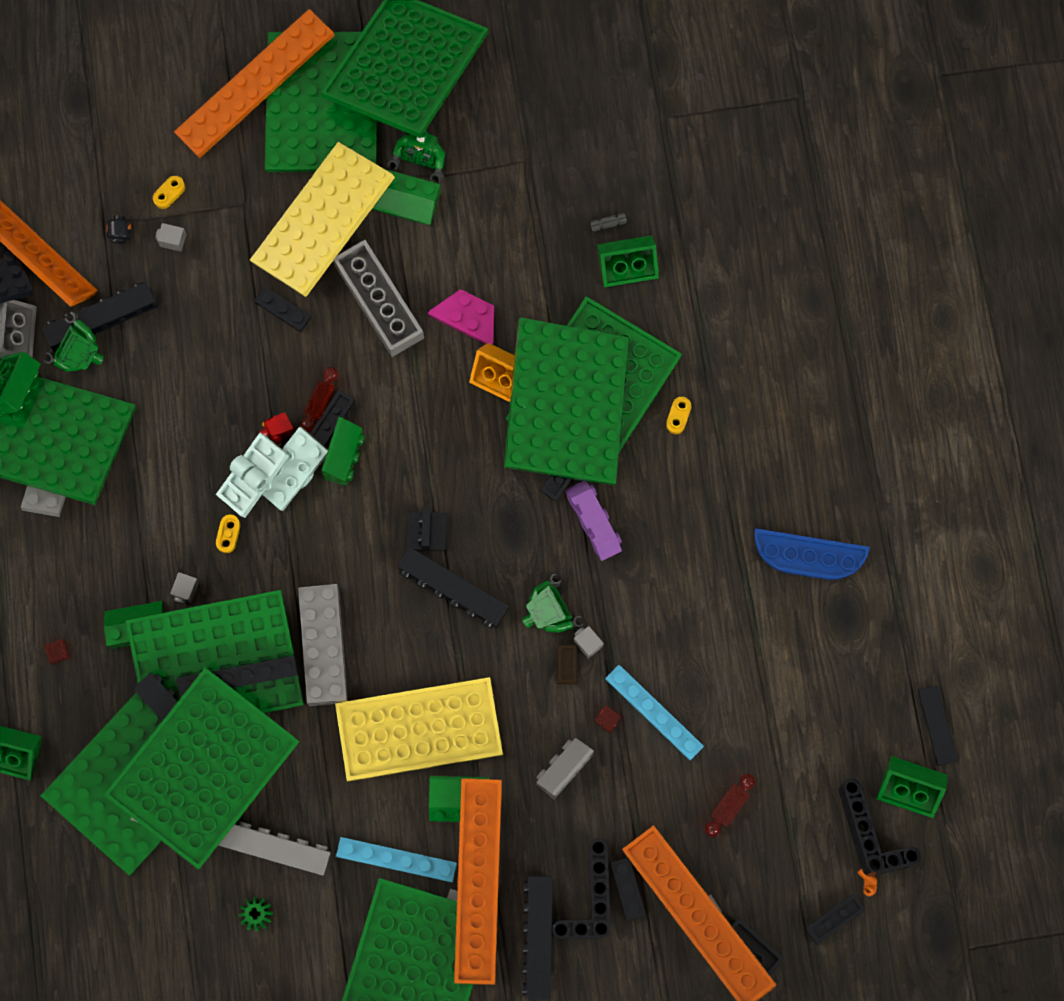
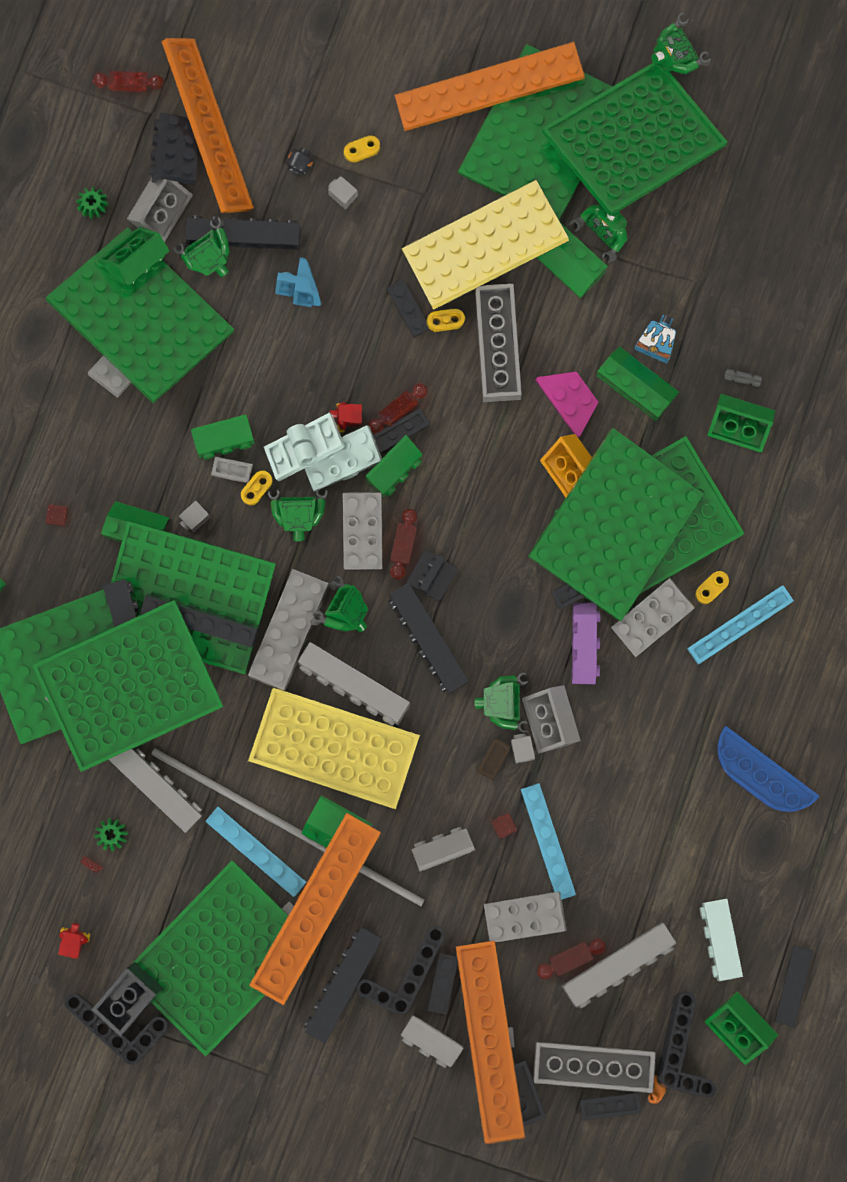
camera: 30 degrees right, 5 degrees up
(174, 337) = (300, 287): none -> dark azure piece
(174, 503) = (223, 437): none -> green slope
(197, 529) = (231, 470): none -> light grey plate
(252, 951) = (91, 864): none -> clear red tile
(277, 536) = (297, 513): none -> green torso
(320, 302) = (444, 318): none -> yellow plate
(343, 522) = (362, 530): none -> light grey plate
(365, 599) = (345, 610): none -> green torso
(386, 516) = (403, 544): none -> clear red plate
(402, 822) = (277, 821): none -> light grey piece
(406, 661) = (354, 684): none -> light grey brick
(517, 226) = (657, 339): none -> torso
(519, 273) = (637, 383): none -> green slope
(599, 602) = (551, 719): none -> light grey slope
(641, 466) = (653, 617): none -> light grey plate
(645, 946) = (431, 1042): none -> light grey slope
(670, 789) = (525, 917): none -> light grey plate
(720, 435) = (740, 625): none -> medium azure plate
(775, 787) = (619, 964): none -> light grey brick
(802, 890) = (594, 1067): none -> light grey brick
(853, 718) = (722, 940): none -> light aqua brick

